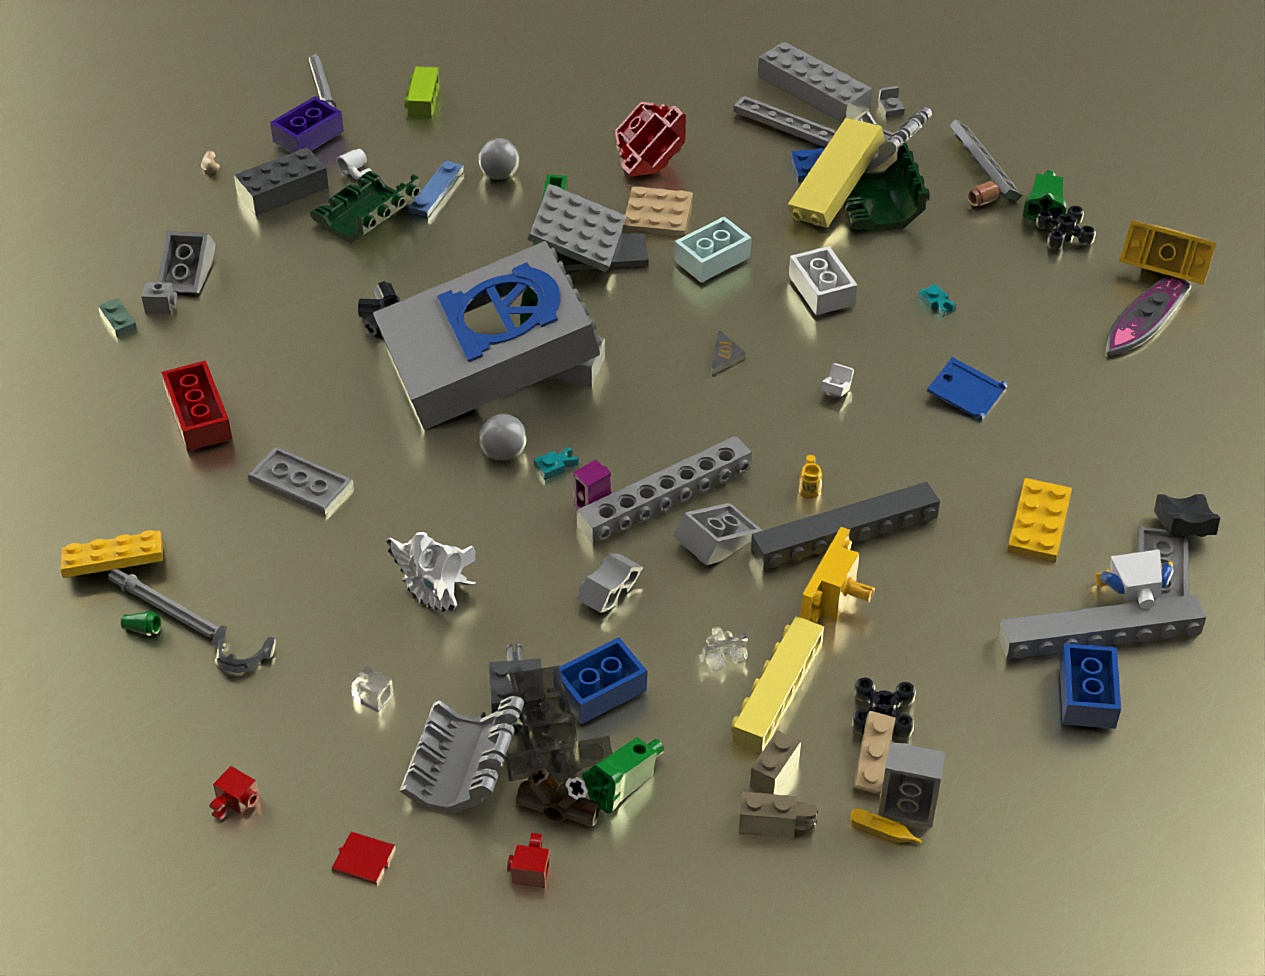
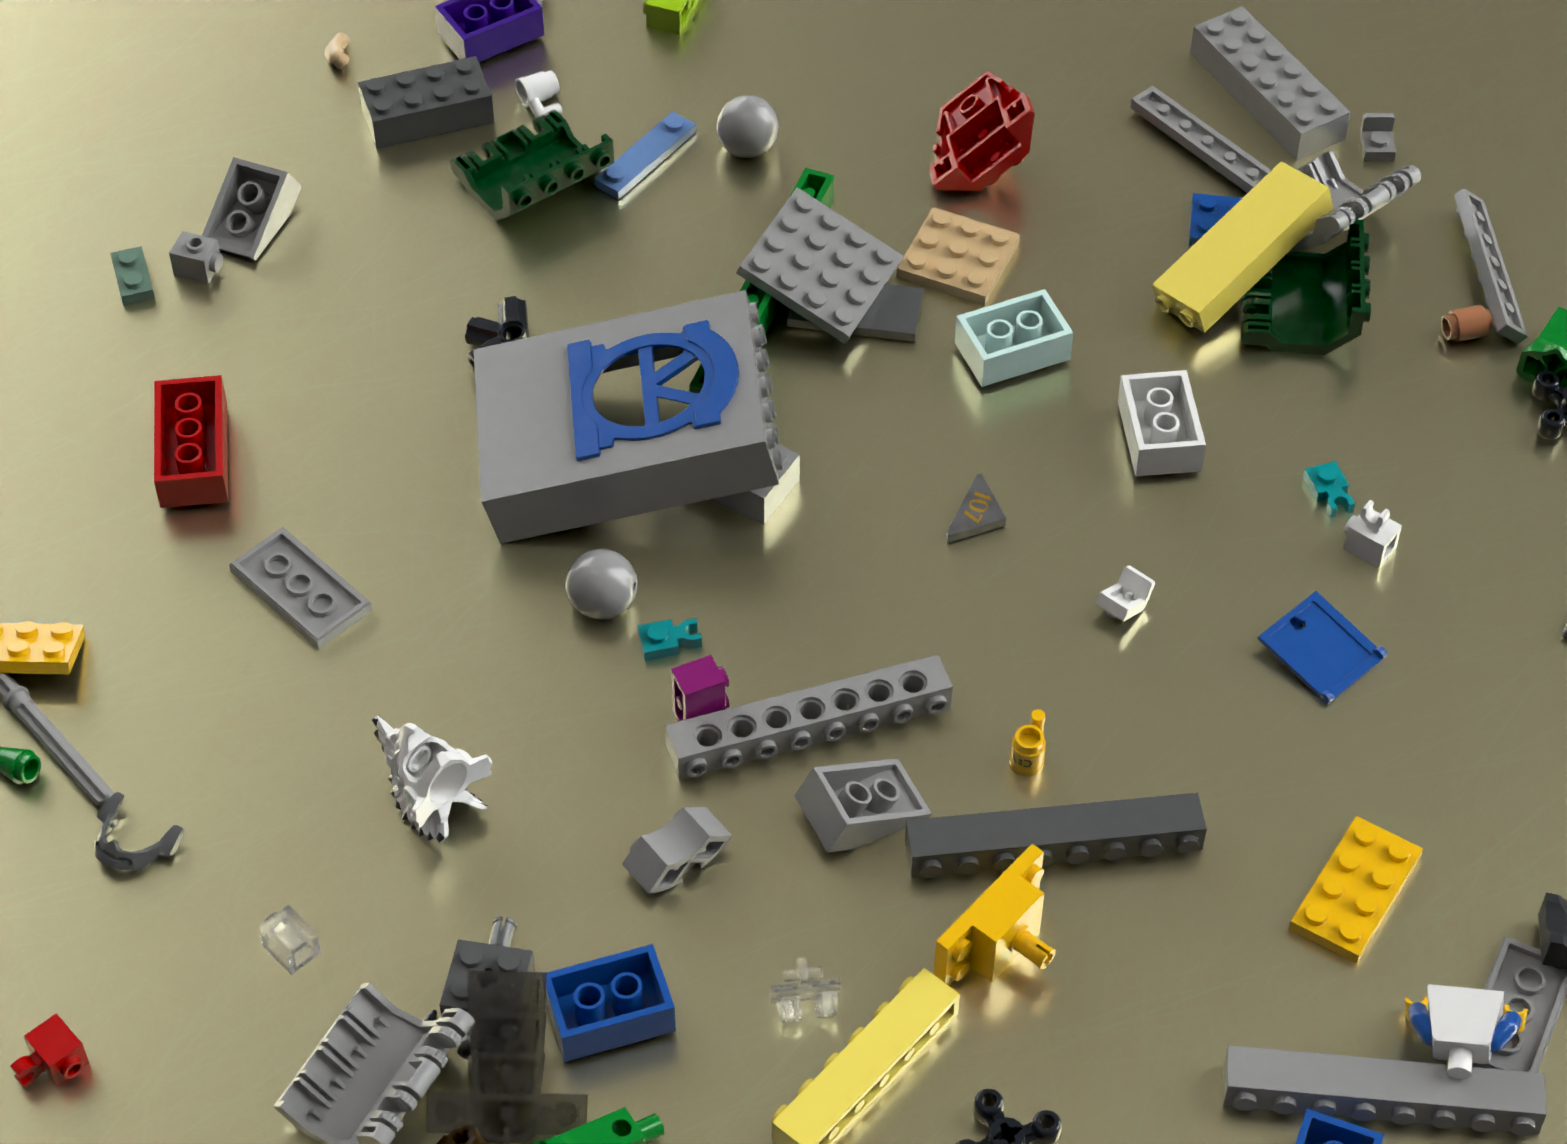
camera: 15 degrees right, 5 degrees up
(973, 319) = (1372, 535): none -> white brick

